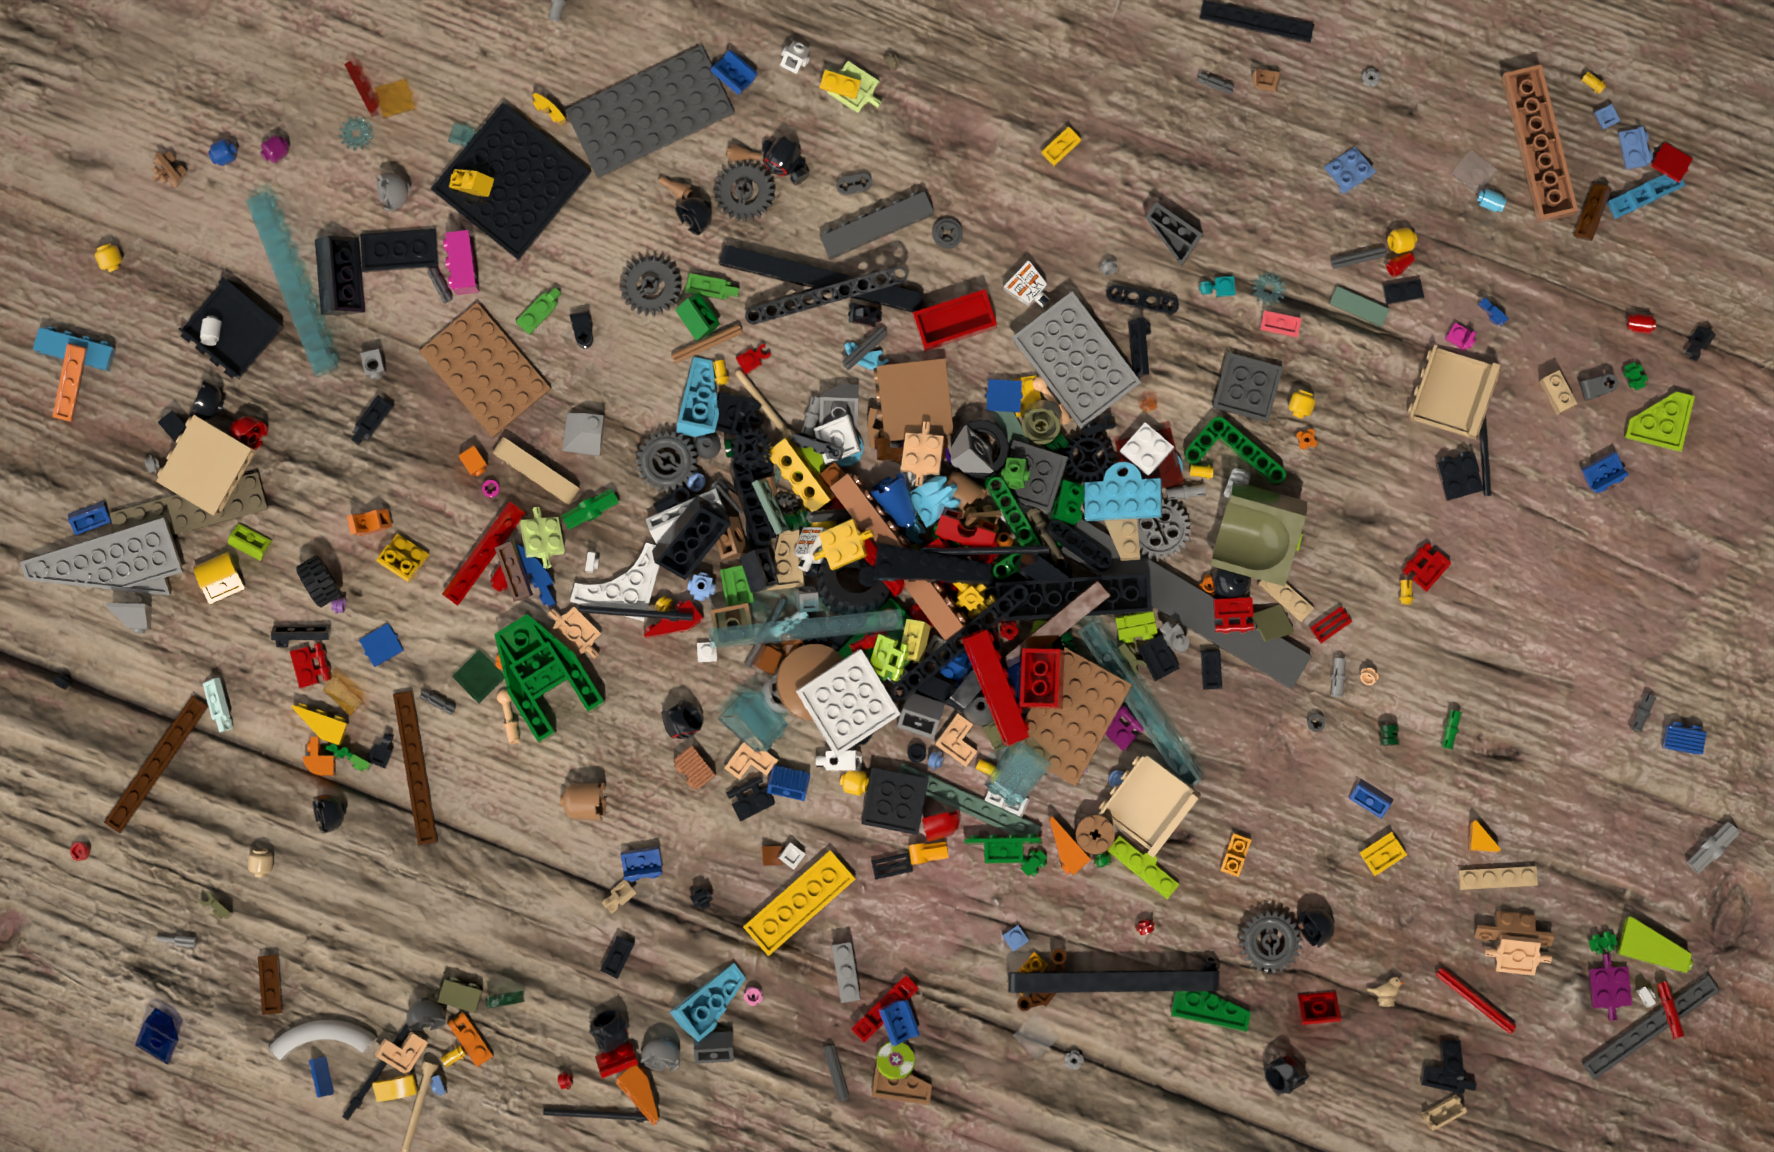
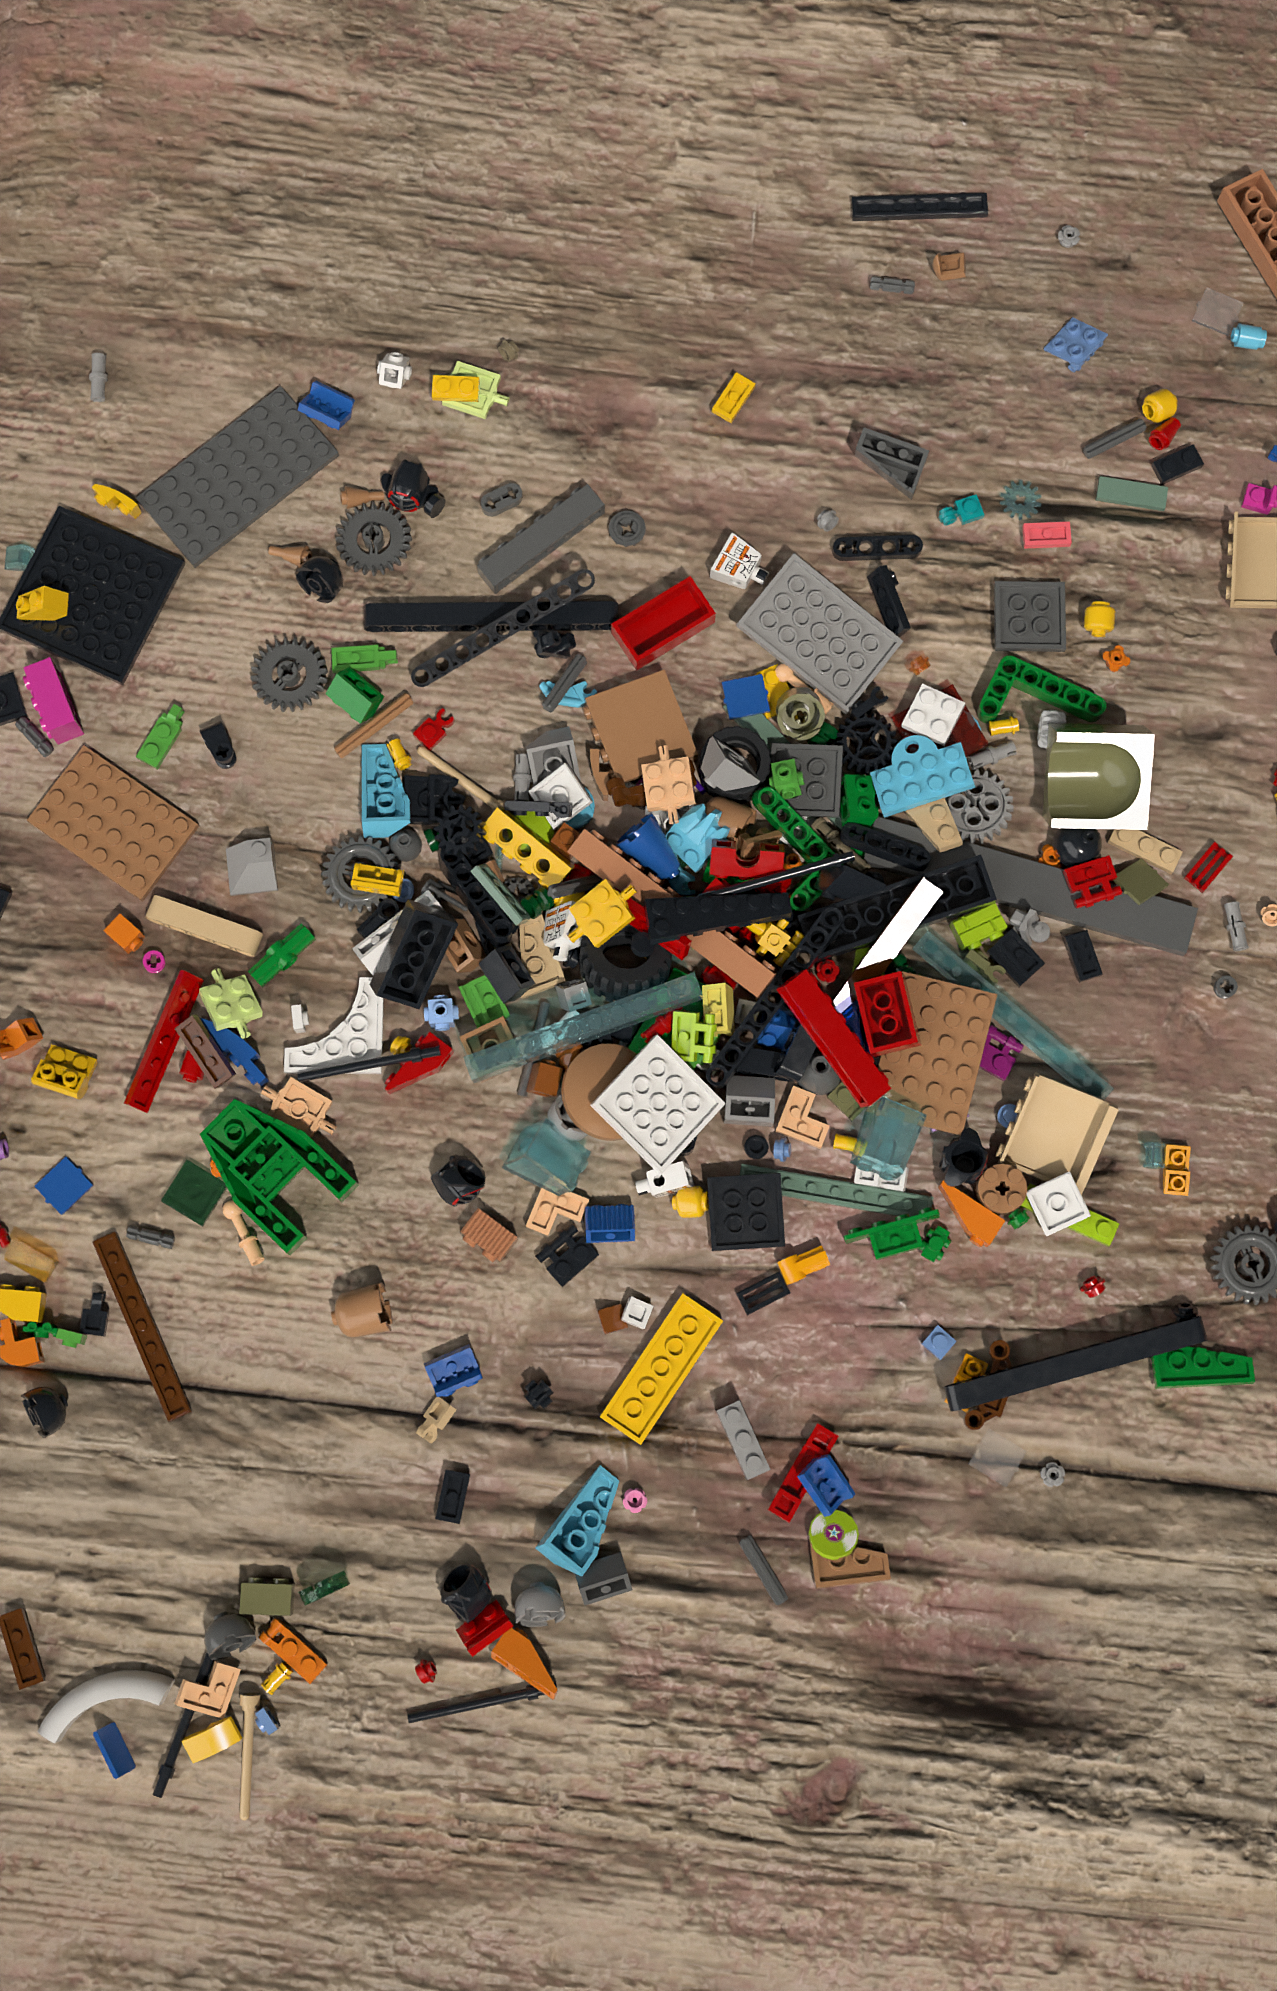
camera: 20 degrees left, 5 degrees down
(678, 470) = (377, 879): none -> yellow hinge
(705, 653) = (467, 1092): white plate -> none
(941, 825) = (811, 1226): red brick -> none
(1071, 804) = (963, 1159): none -> black piece
(1134, 857) = (1058, 1203): none -> white plate
(1221, 839) = (1153, 1155): none -> clear light blue bush

